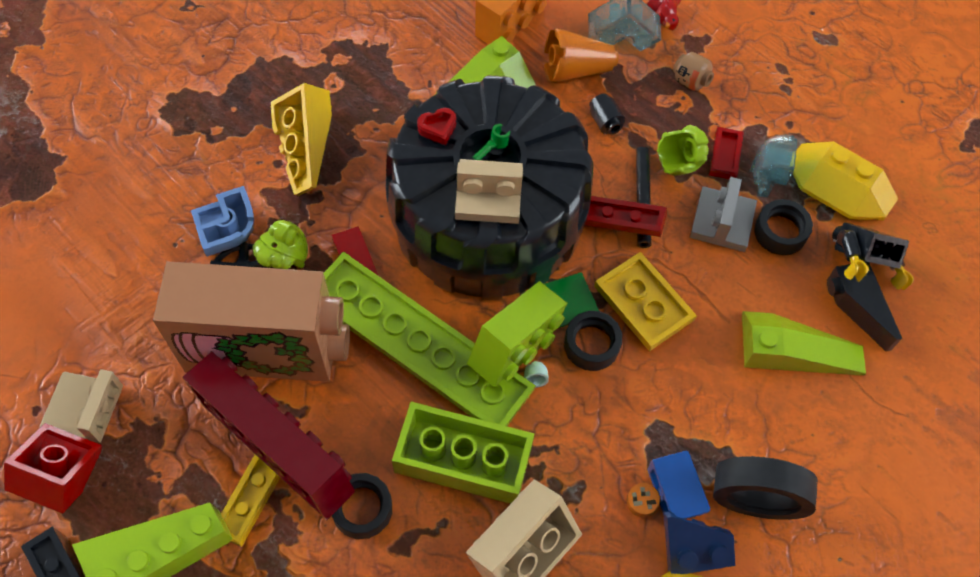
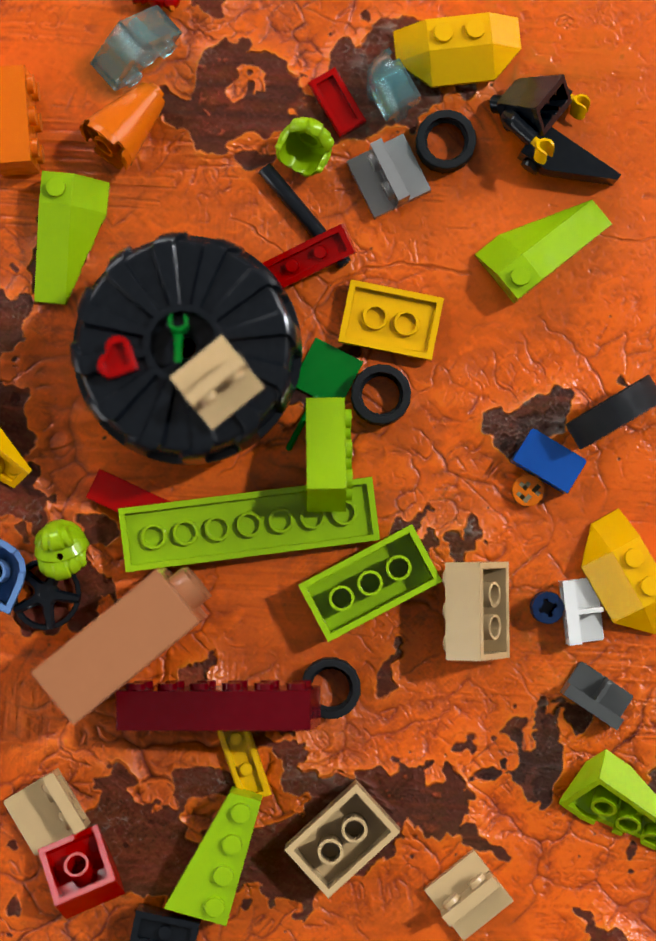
camera: 40 degrees left, 25 degrees up
(537, 373) = (362, 464): light aqua hinge -> none
(606, 114) = (203, 161): black brick -> none
(693, 71) = (239, 41): medium nougat head -> none
(695, 546) = (597, 493): dark blue wing -> none

